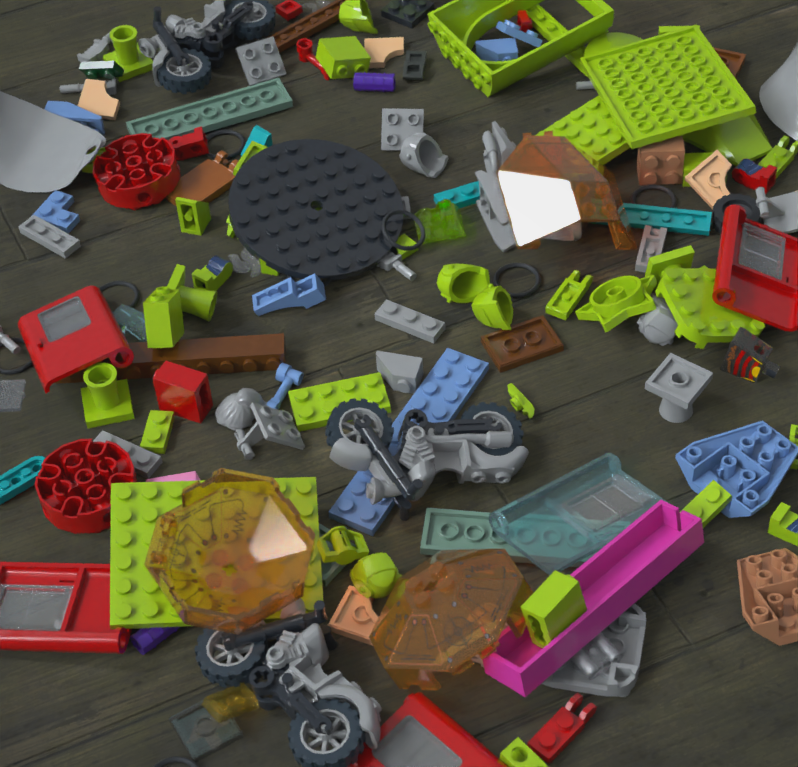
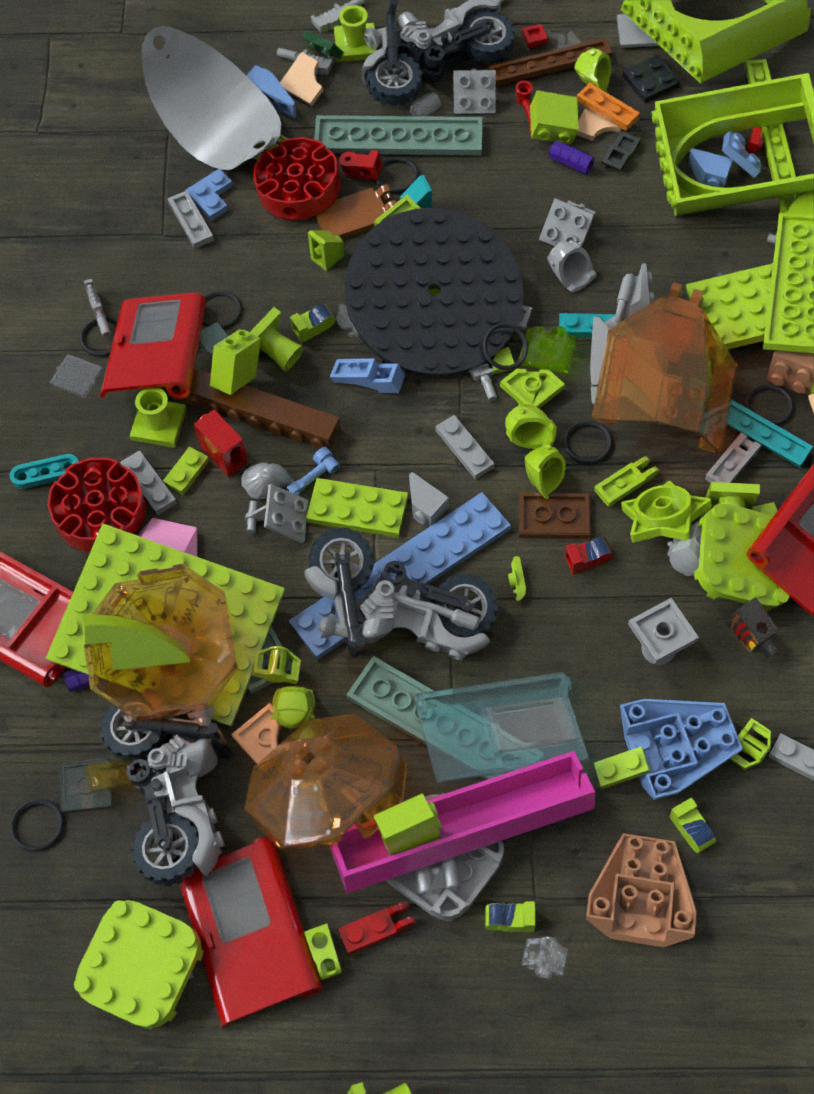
camera: 25 degrees right, 15 degrees up
(201, 561) = (133, 642): none -> lime slope
(222, 84) = (425, 105): none -> clear brick
(385, 36) = (608, 106): none -> orange plate
(450, 251) = (532, 387): none -> lime plate
(571, 360) = (588, 554): none -> red leg
(683, 664) = (510, 917): none -> lime leg
(734, 680) = (544, 957): none -> clear brick

